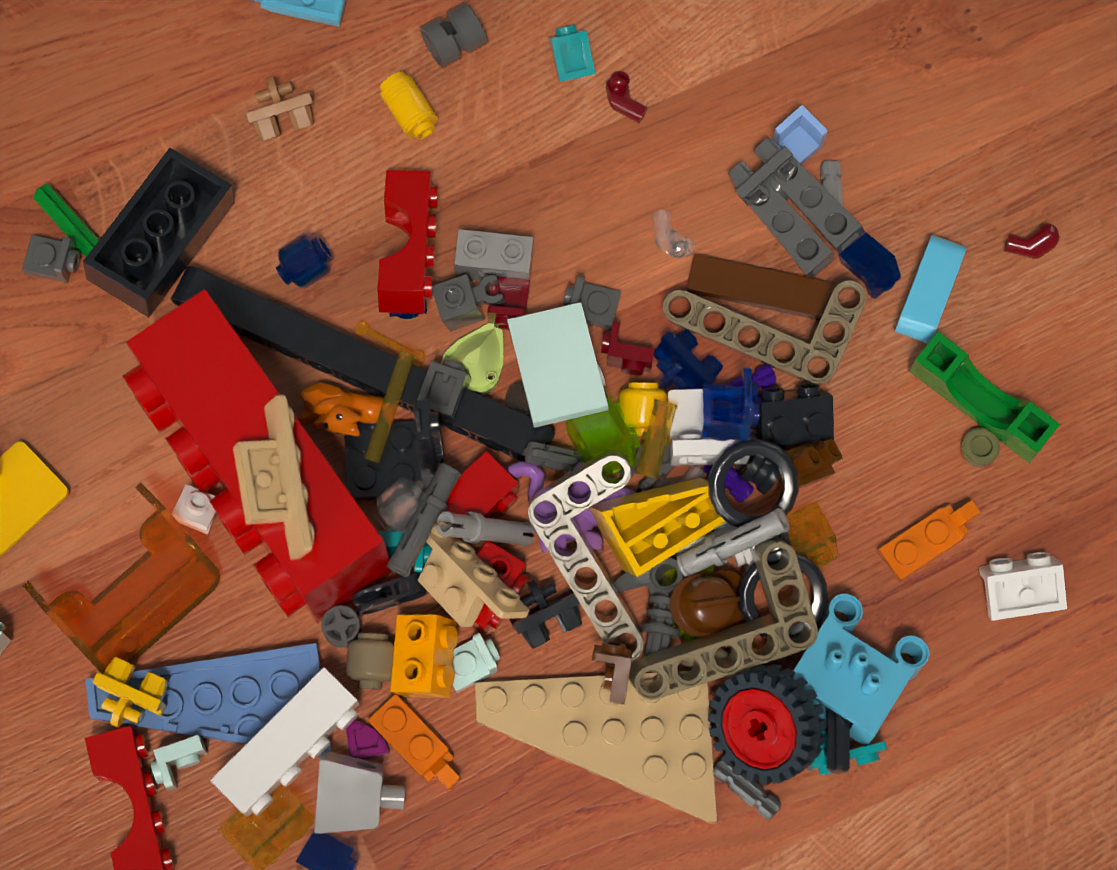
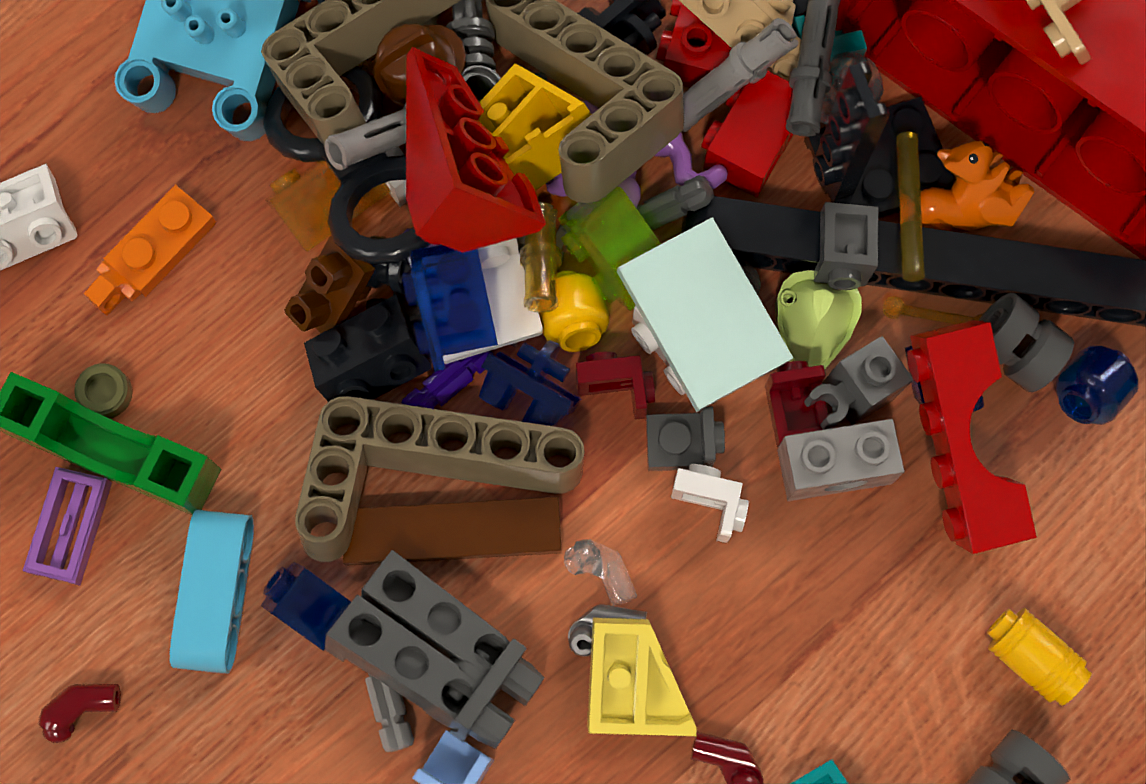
camera: 165 degrees right, 0 degrees up
(346, 297) = (1027, 347): none -> dark grey wheel
(584, 261) = (705, 487): none -> white bracket
(671, 157) = (633, 683): none -> light yellow wing
(682, 202) = (581, 631): none -> flat silver arm
(701, 481) = (456, 168): none -> red wedge
(1034, 335) = (87, 531): none -> medium lavender tile

